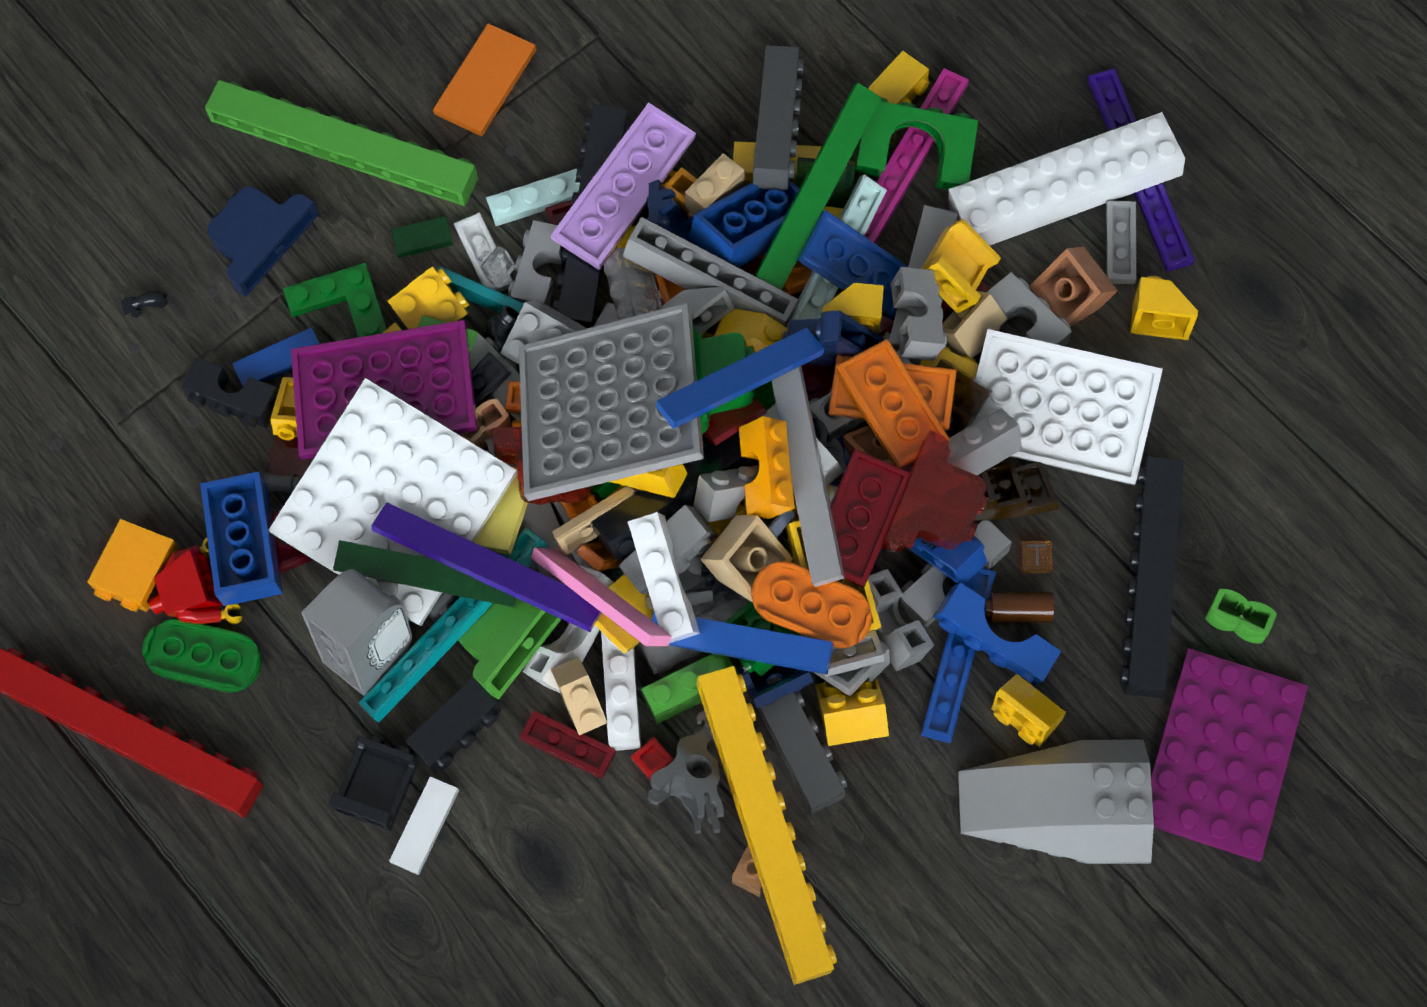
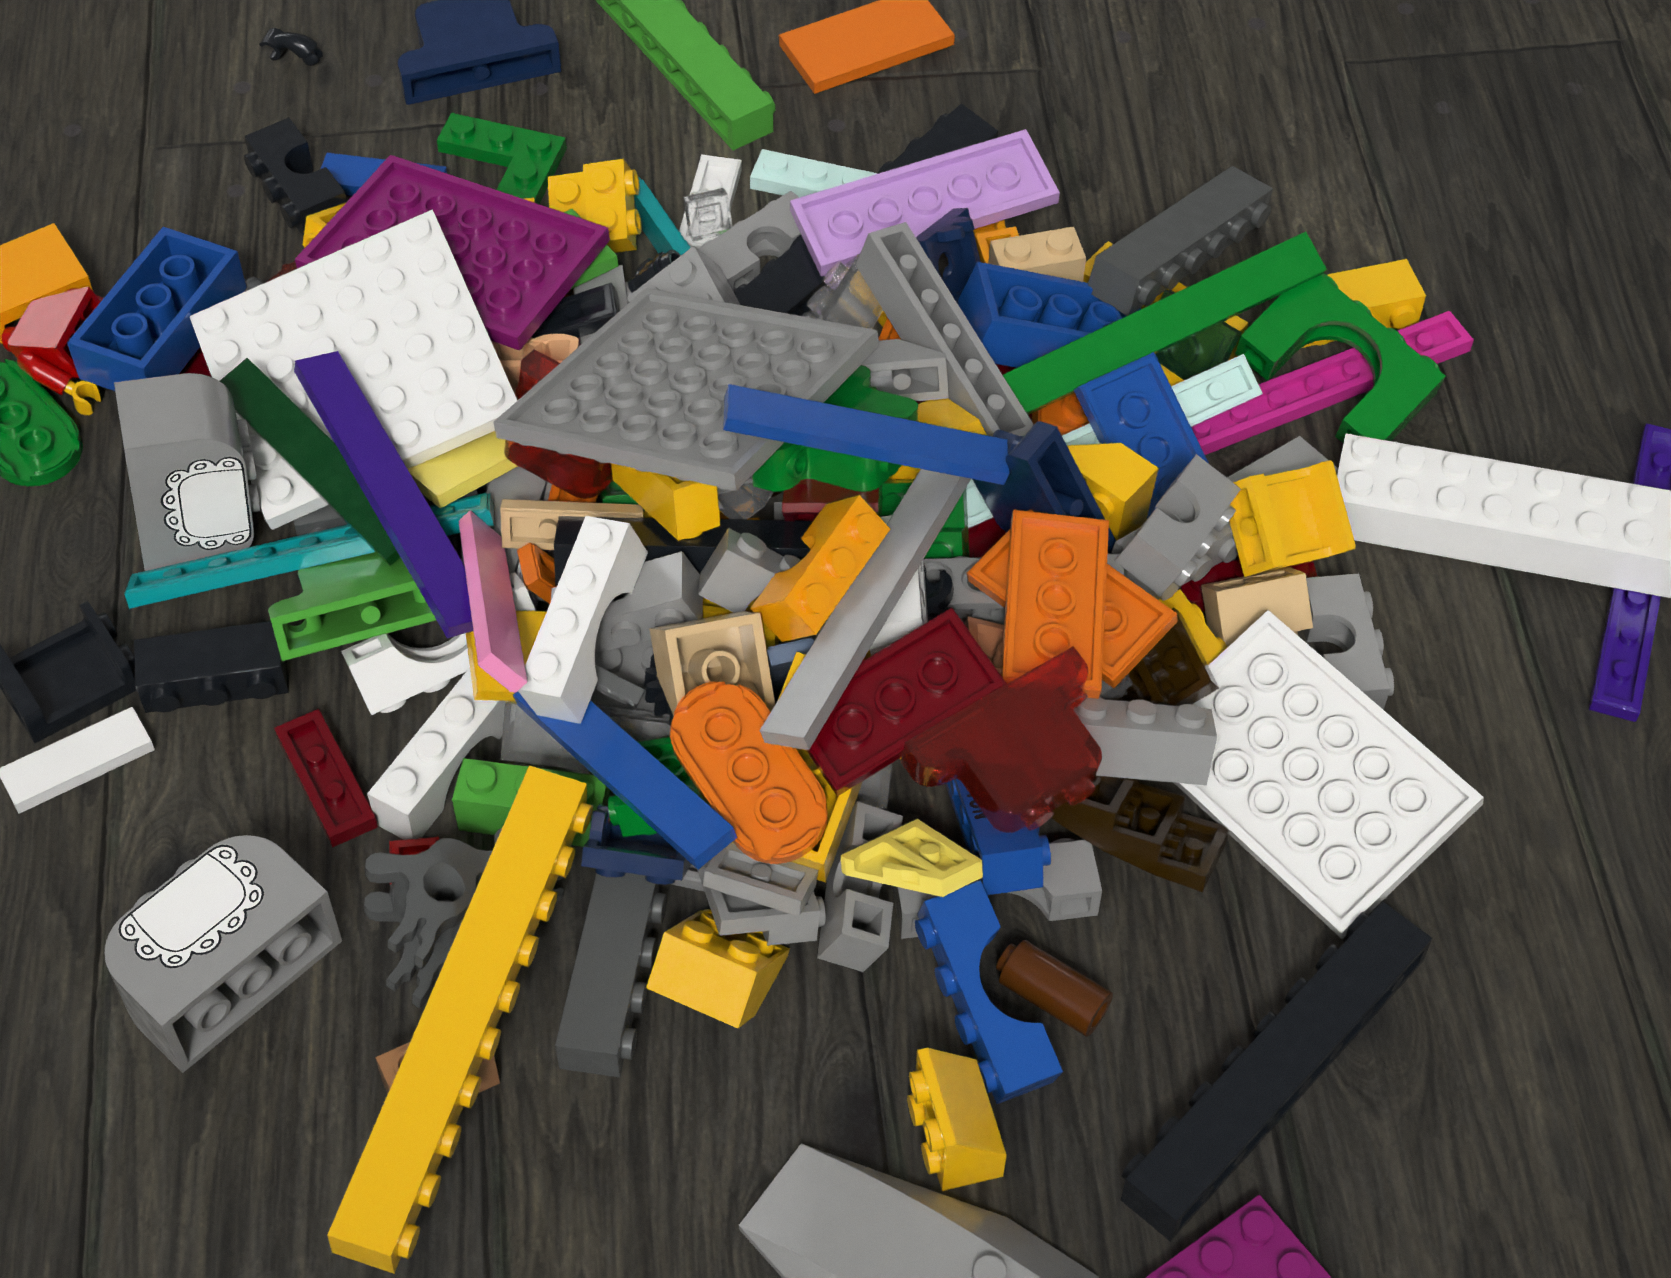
camera: 30 degrees right, 15 degrees down
(422, 237) = (654, 150): dark green tile -> none
(579, 696) = (379, 716): tan brick -> none
(599, 873) = (218, 944): none -> light grey brick
(919, 592) = (914, 860): none -> light yellow wing
(953, 673) = (907, 1007): blue tile -> none
(1036, 557) = (1129, 941): clear orange tile -> none
(1074, 285) = (1438, 645): nougat slope -> none
(1121, 242) = (1546, 633): light grey plate -> none
(1161, 310) = (1538, 735): yellow slope -> none
(1246, 618) = (1376, 1204): bright green brick -> none

